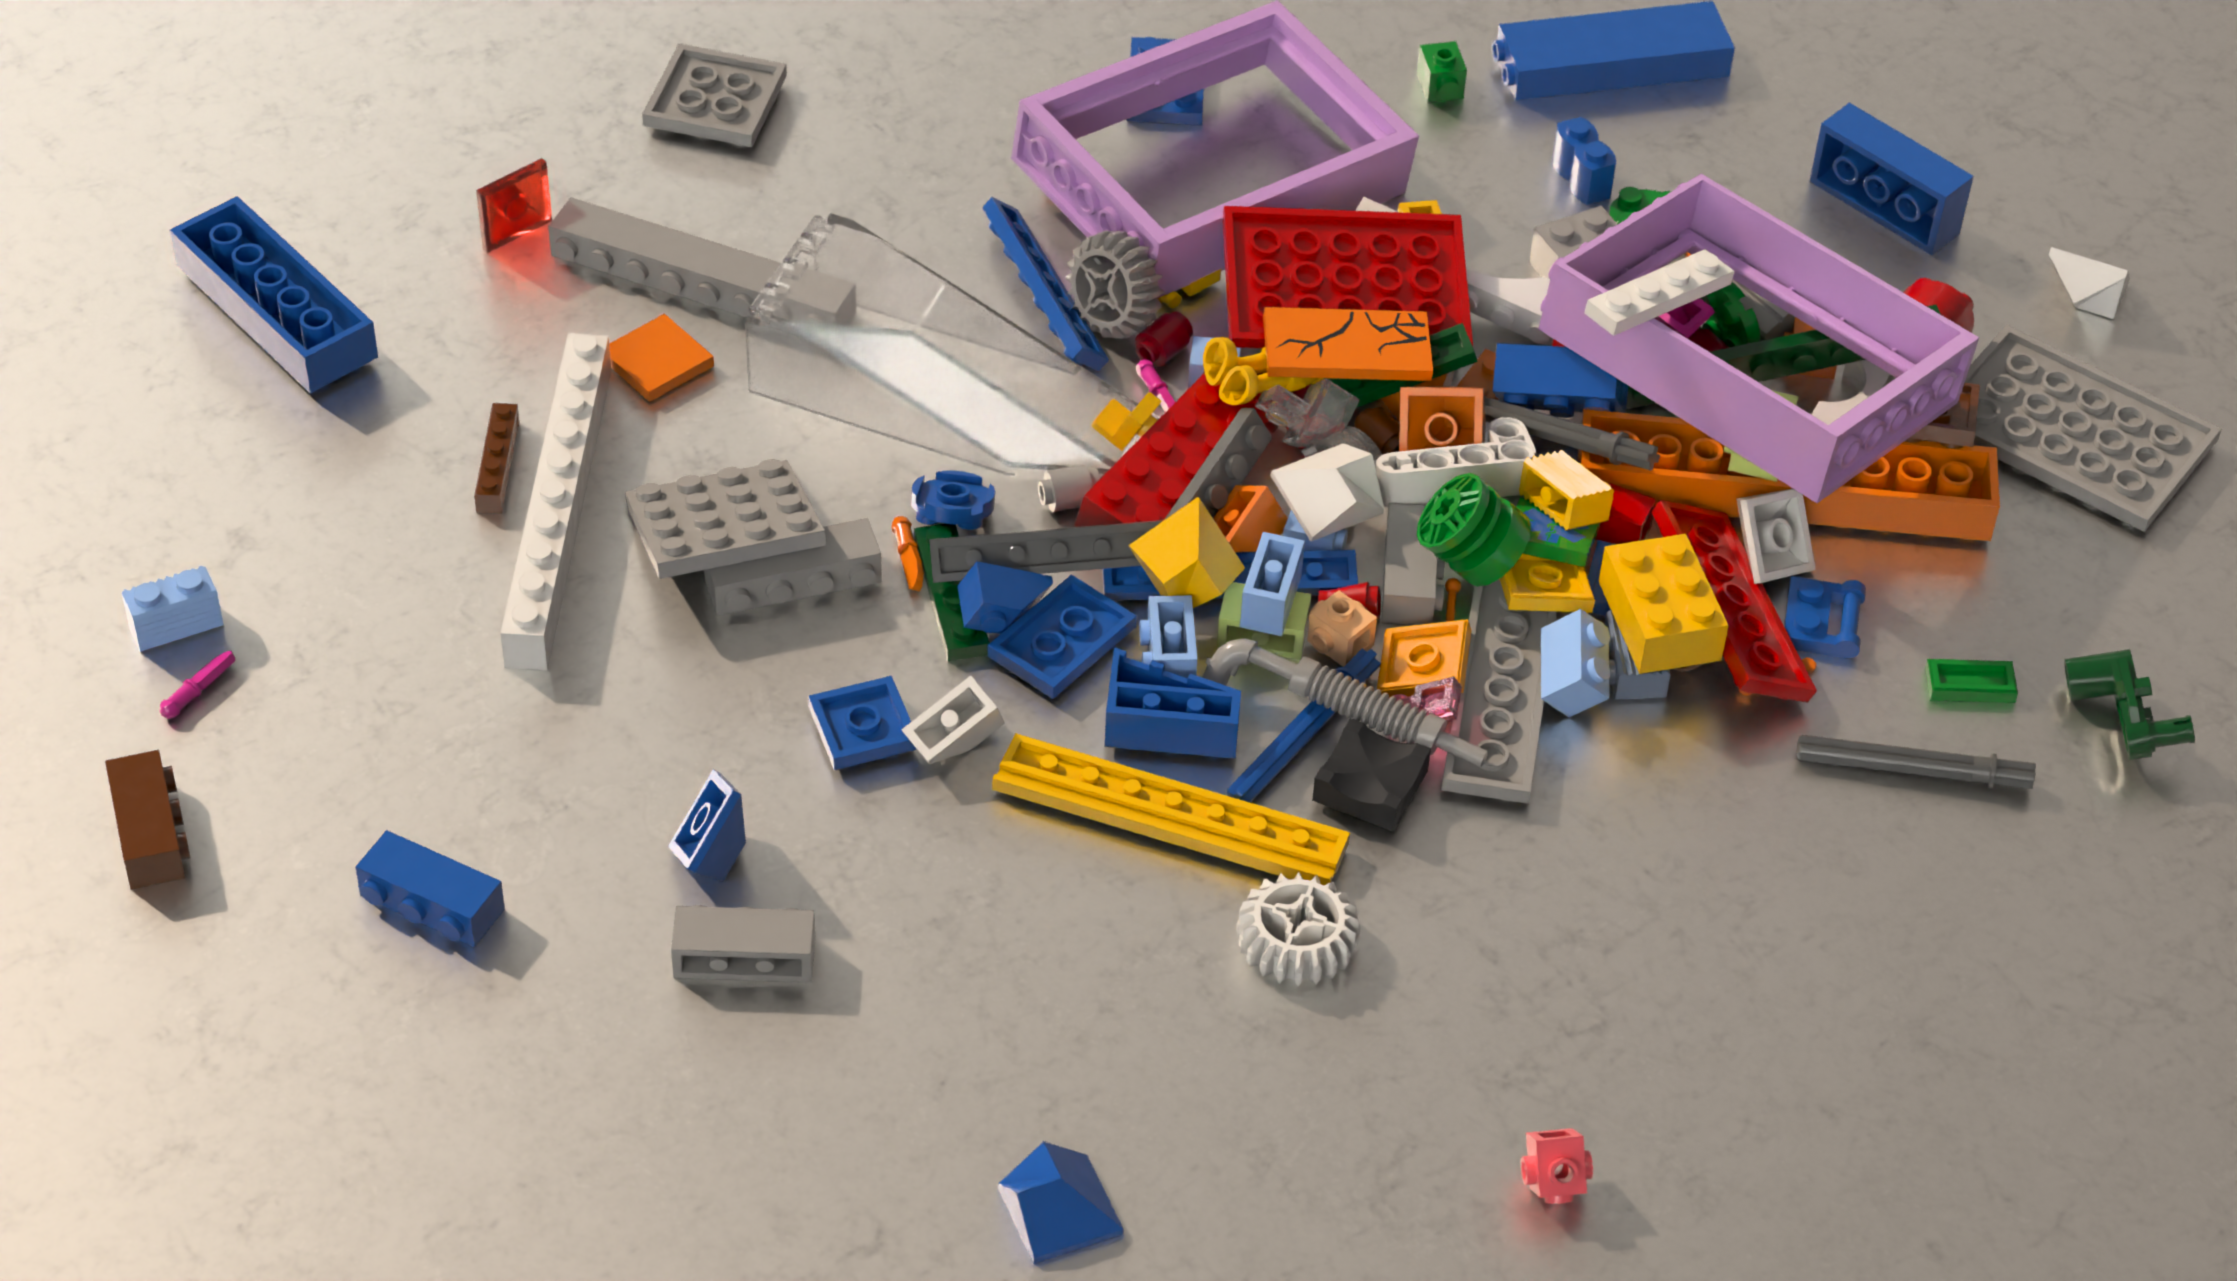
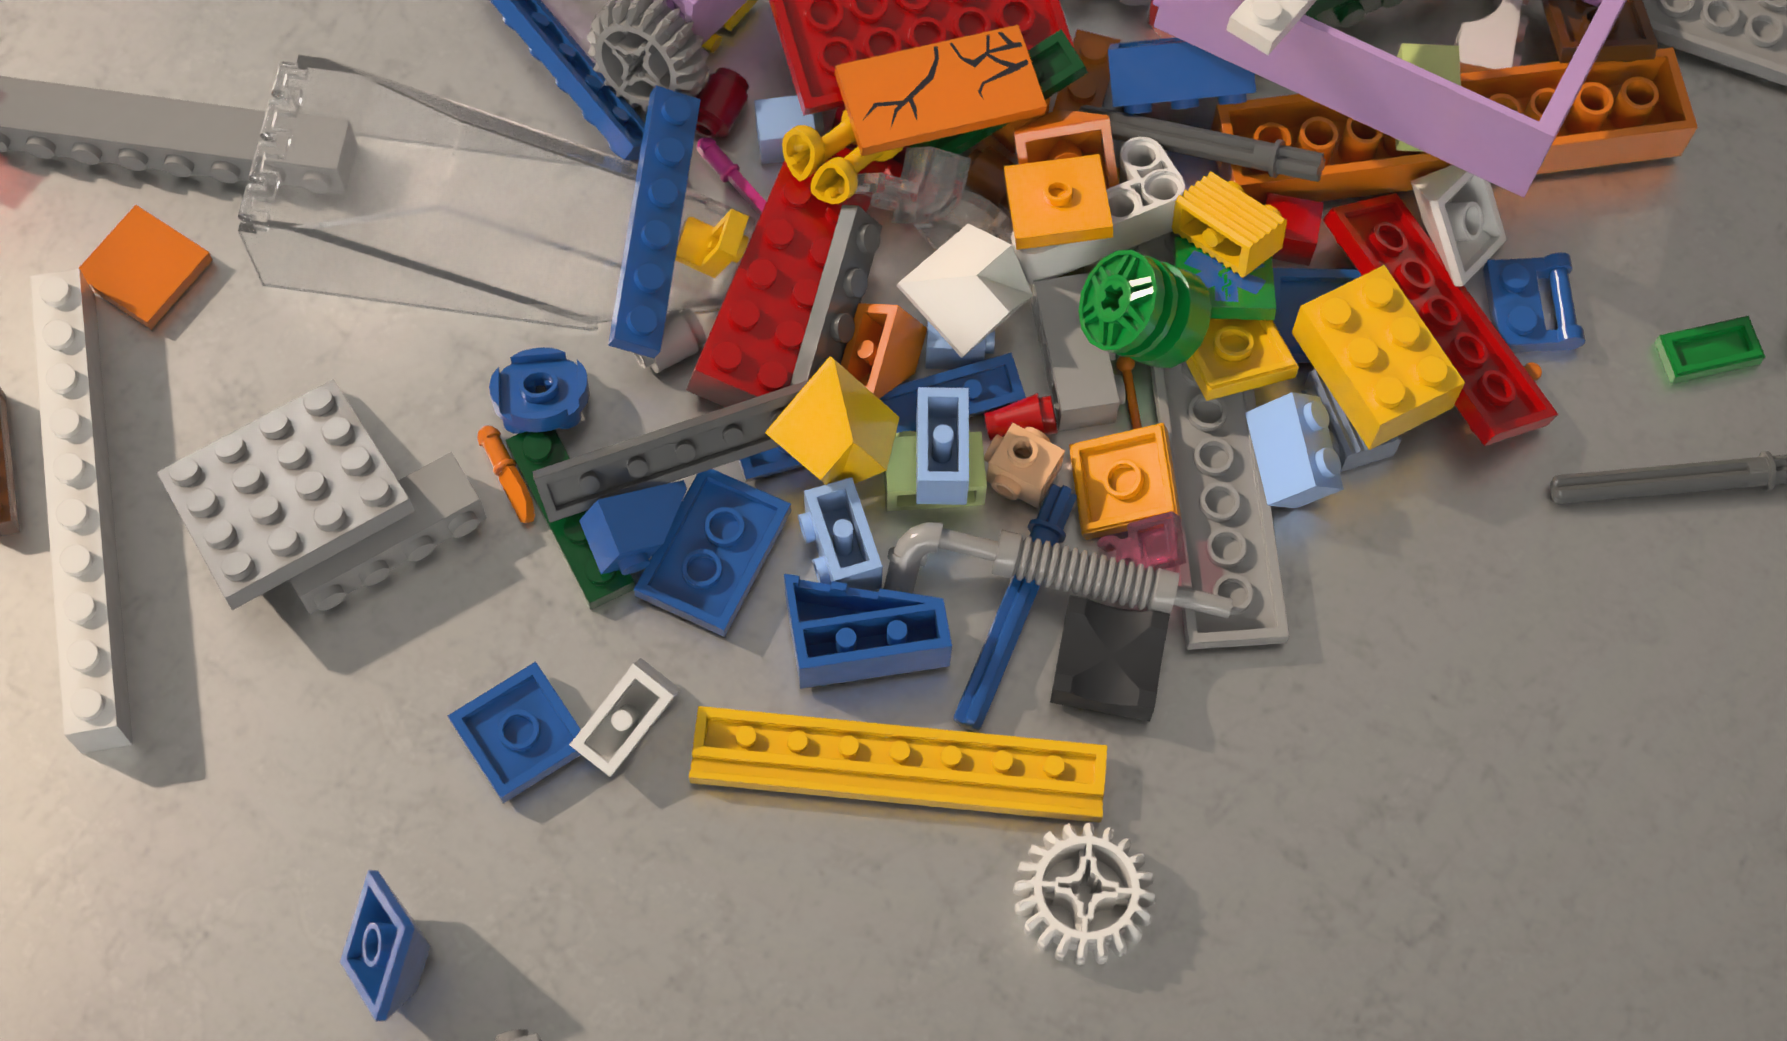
camera: 15 degrees left, 20 degrees up
(1083, 396) = (654, 223): none -> blue plate
(1423, 442) = (1058, 202): none -> light orange plate

